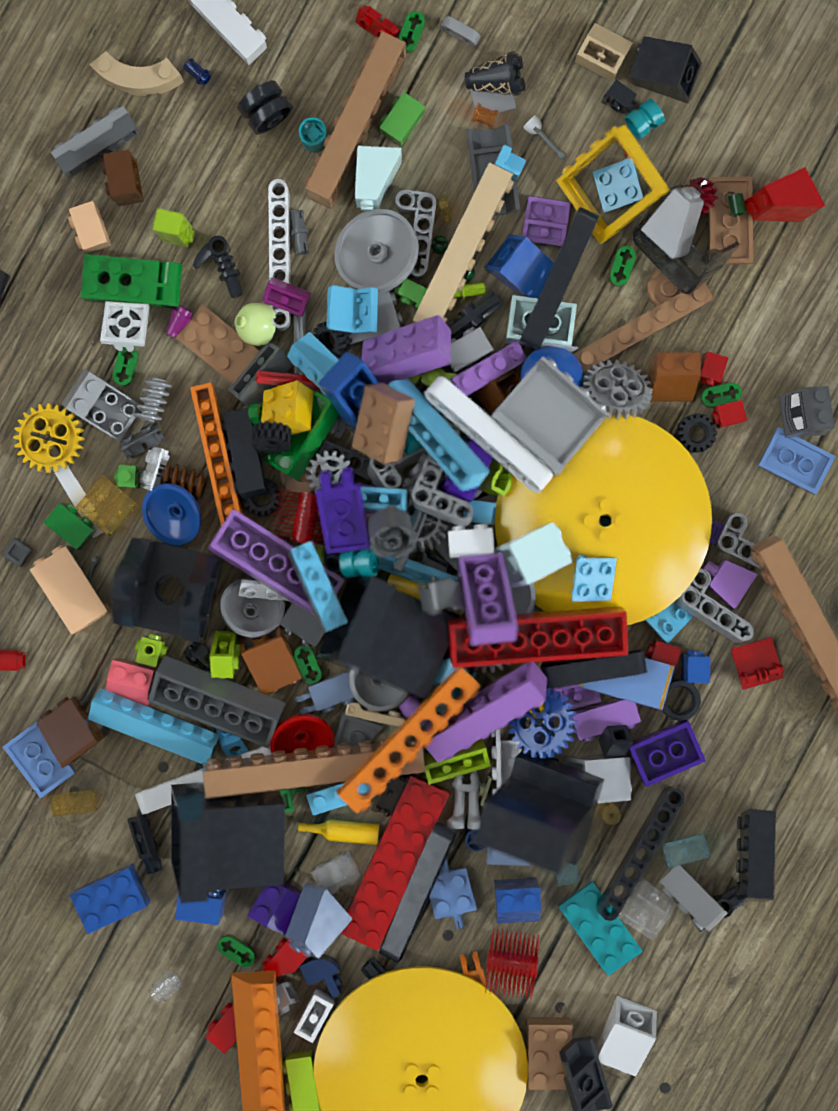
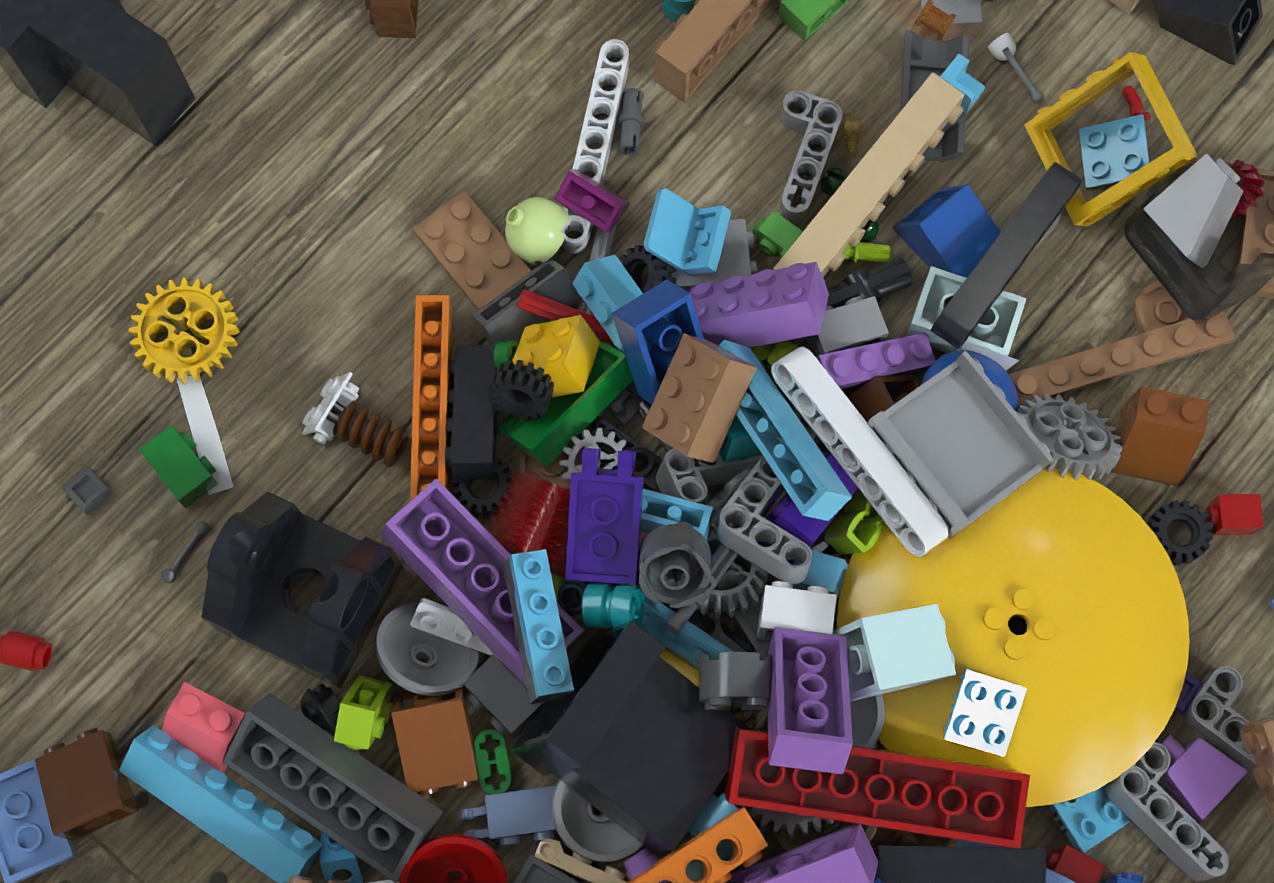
camera: 15 degrees right, 15 degrees down
(69, 589) = (149, 562): light nougat panel -> none
(89, 227) = (328, 52): light nougat brick -> none
(101, 405) = (277, 300): light grey slope -> none
(106, 505) = (242, 448): clear yellow slope -> none
(123, 325) = (342, 191): white piece -> none
(127, 476) = (286, 410): bright green brick -> none
(130, 367) = (321, 250): green beam -> none
(134, 443) = (309, 367): dark grey hinge -> none
(144, 654) = (238, 678): lime brick -> none
(151, 282) = (395, 142): green hinge -> none
(153, 399) = (354, 307): light grey piece -> none
(165, 520) = (324, 480): blue dish -> none
(173, 228) = (449, 70): lime brick -> none
(179, 319) = (423, 204): magenta cone -> none
(224, 260) = (511, 139): black piece -> none
(375, 174) = (761, 61): light aqua slope -> none
(376, 250) = (740, 162): light grey dish -> none
(546, 220) = (1000, 178): medium lavender slope -> none
(620, 98) = (1137, 33): black brick -> none
(627, 268) = (1095, 263): green beam -> none
(646, 117) = (1175, 67): teal wheel -> none
(712, 368) = (1219, 440): red brick -> none
(720, 390) = (1224, 476): green beam -> none

